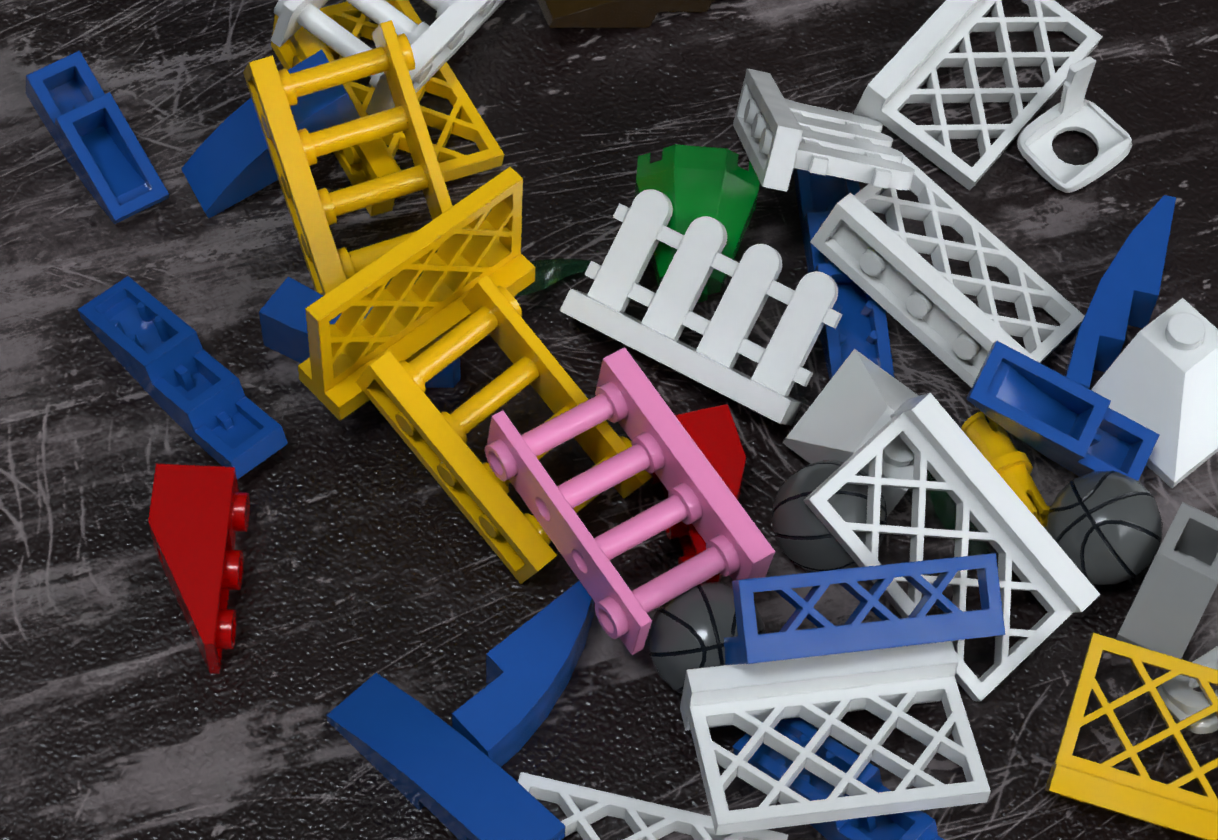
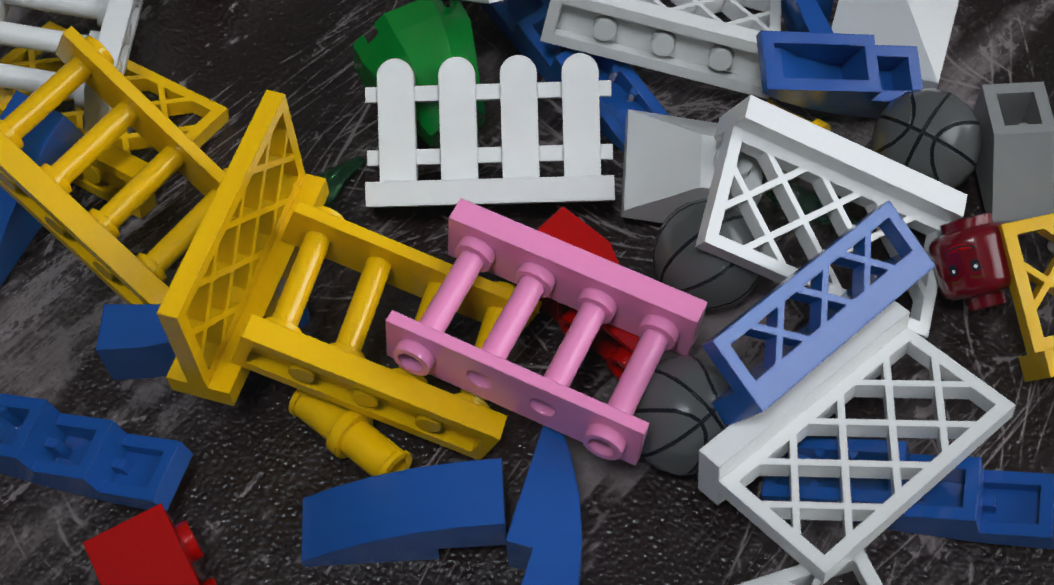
camera: 25 degrees left, 0 degrees up
(425, 504) = (350, 434): none -> yellow pin
(427, 591) = (406, 515): none -> blue slope
(1057, 653) = (971, 262): none -> dark red head

